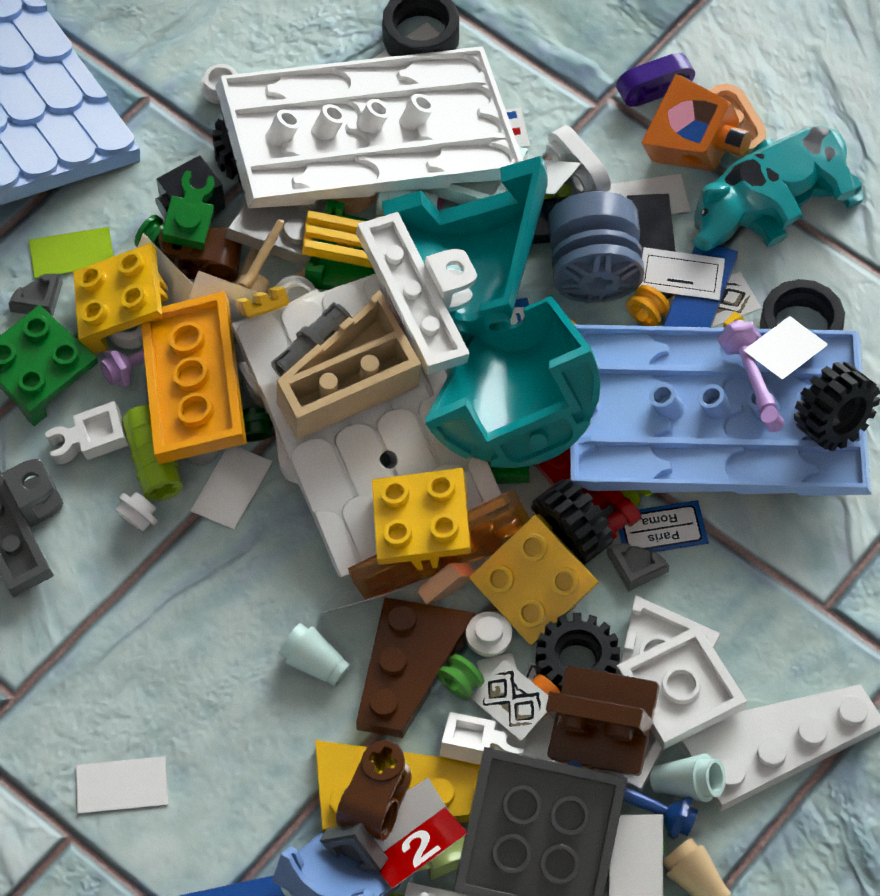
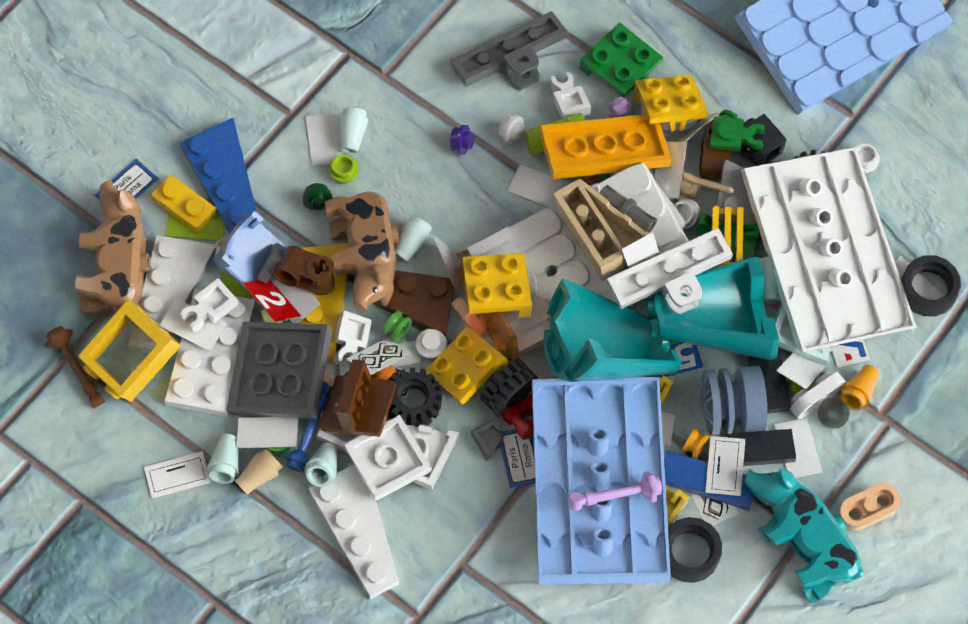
camera: 85 degrees right, 5 degrees up
(42, 292) = (678, 61): dark grey tile -> none
(70, 251) = (717, 79): lime sticker -> none
(116, 737) = (352, 128): none -> light aqua cone
(149, 580) = (461, 139): none -> dark purple plate
(183, 752) = (343, 169): none -> lime plate
(234, 788) = (315, 196): none -> dark green plate
(262, 302) = (662, 179): yellow tile -> none
(331, 702) = (371, 250): none -> medium nougat animal
(568, 112) = (859, 389): none -> light orange cone
(607, 142) = (839, 407): none -> clear smoke plate
(652, 79) = (901, 449): dark purple beam -> none
(694, 128) = (852, 471): orange torso -> none
(785, 347) = (645, 519): white sticker -> none
(836, 406) = (590, 546): black tyre -> none

